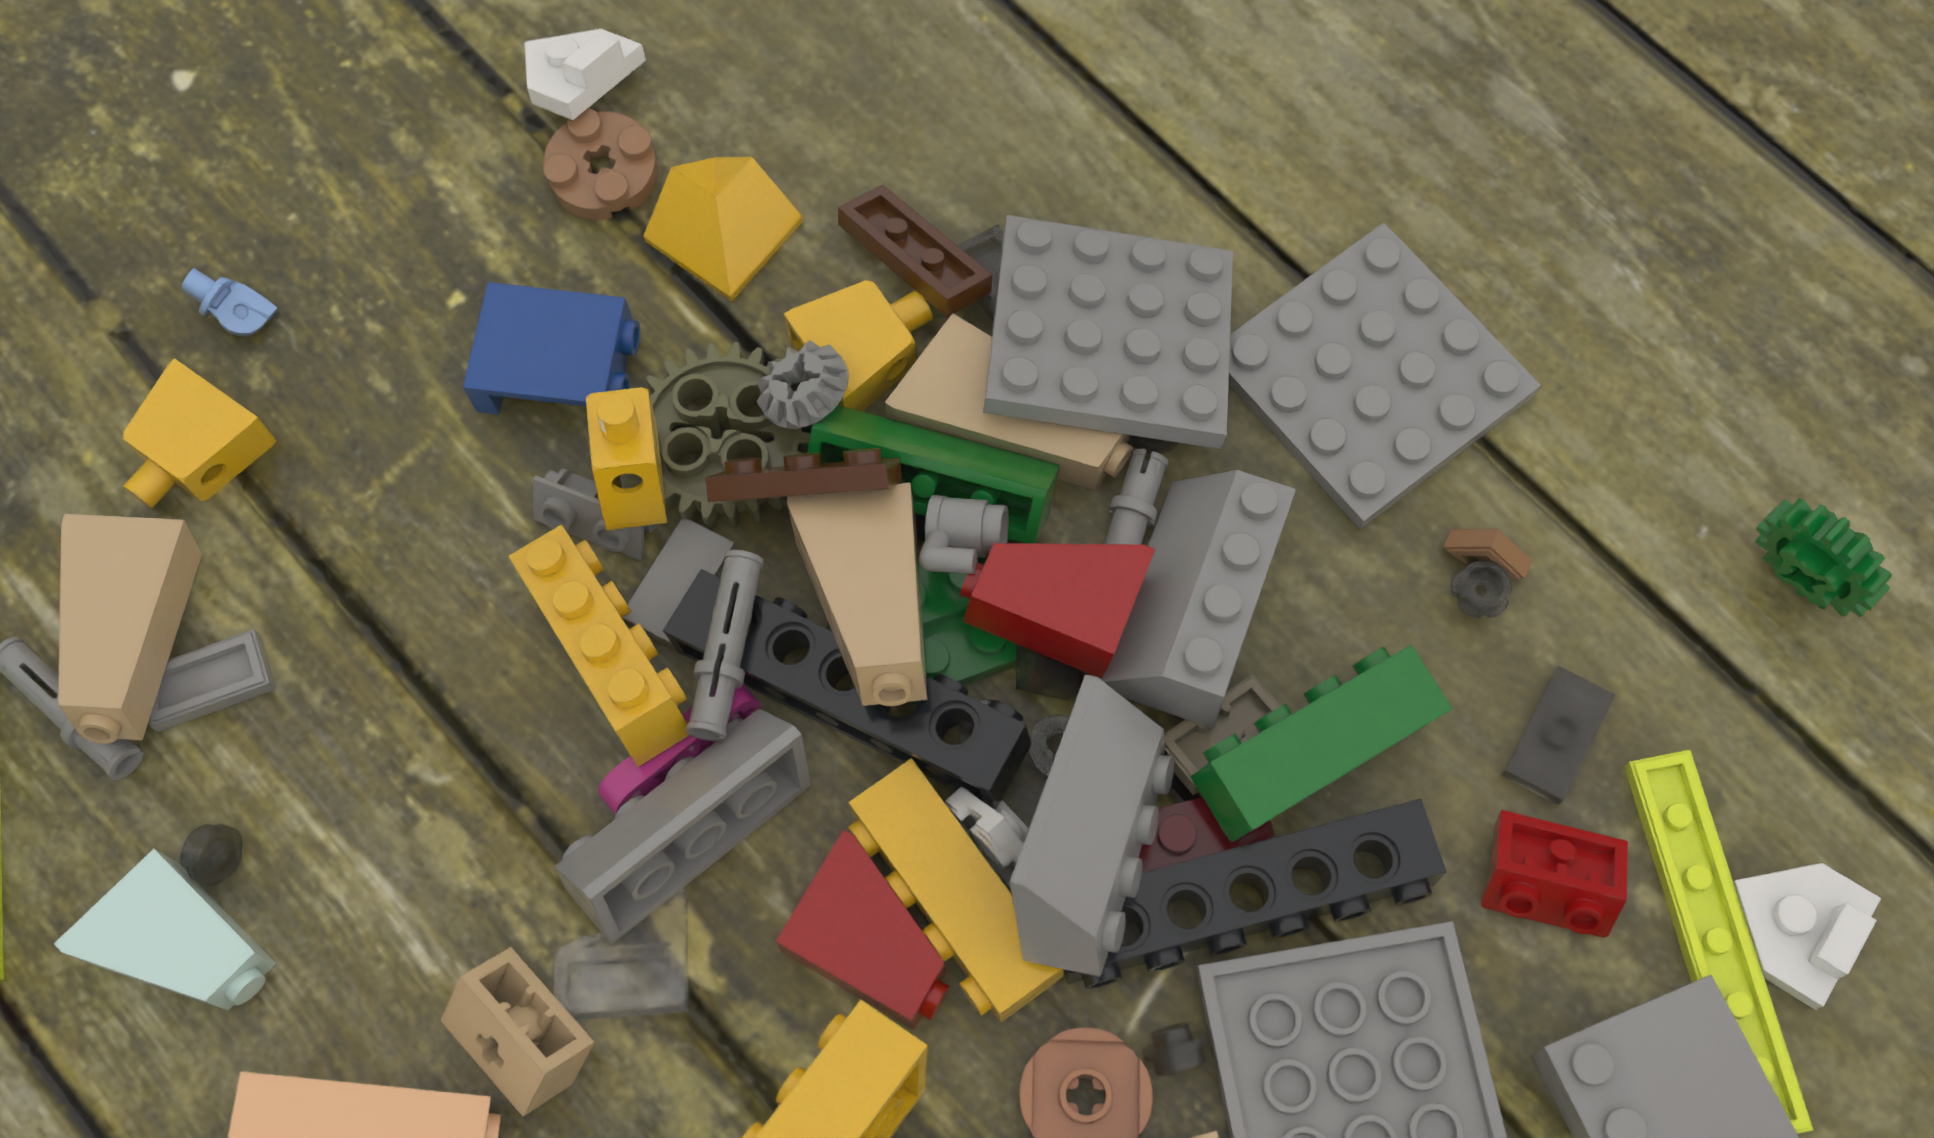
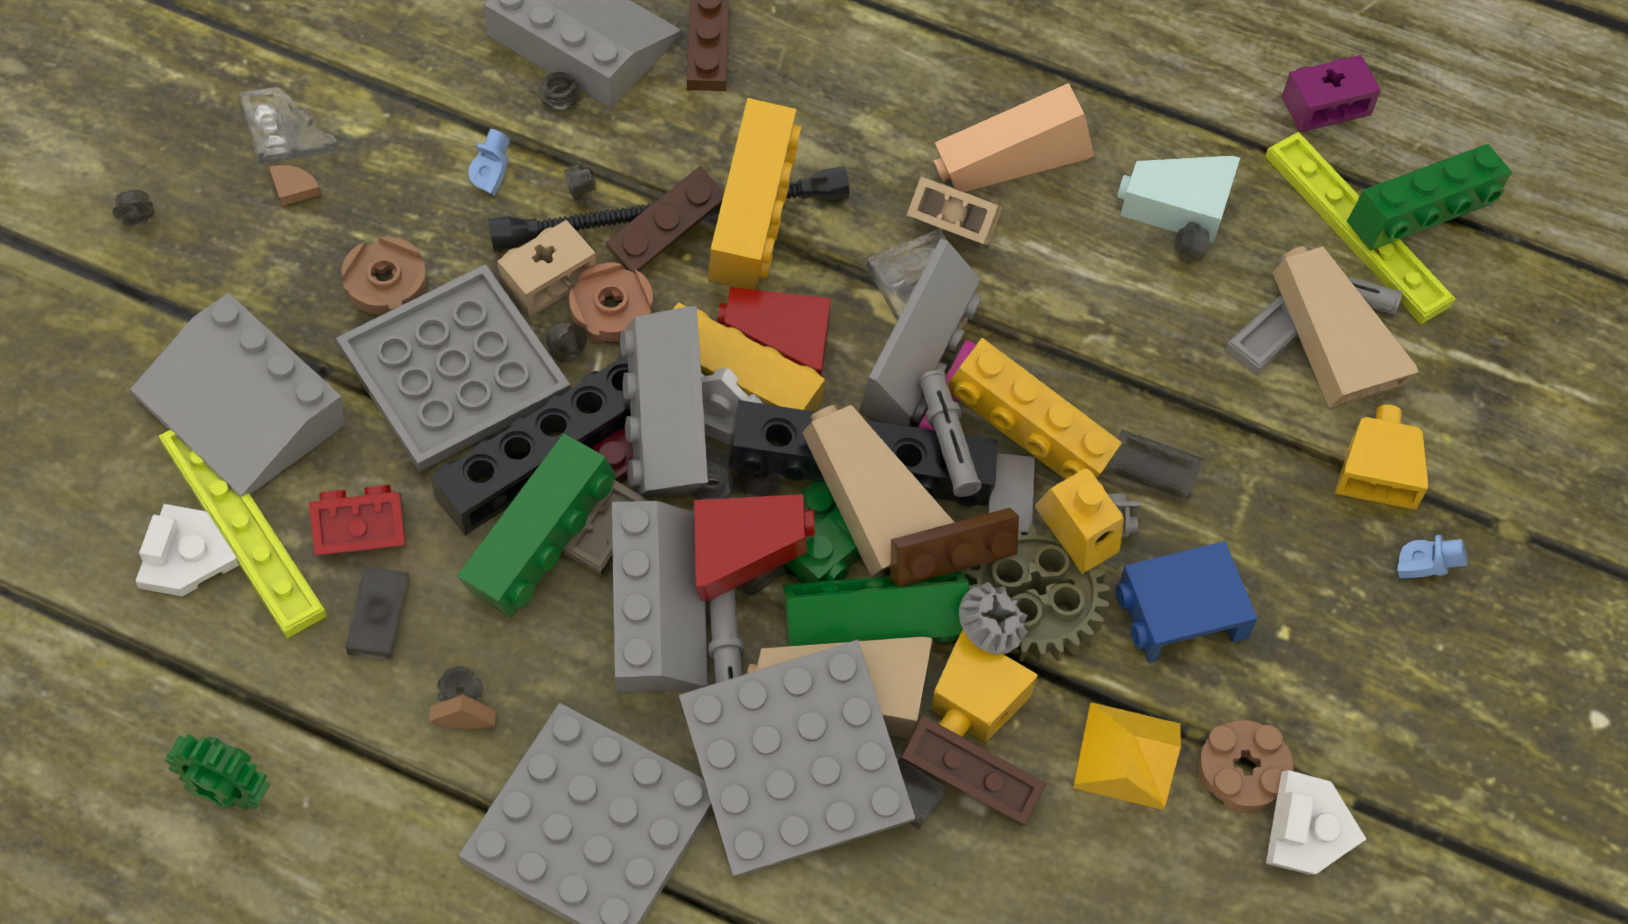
camera: 150 degrees right, 10 degrees down
(471, 546) = (1155, 465): none -> clear smoke plate
(960, 533) = (836, 559): light grey piece -> none

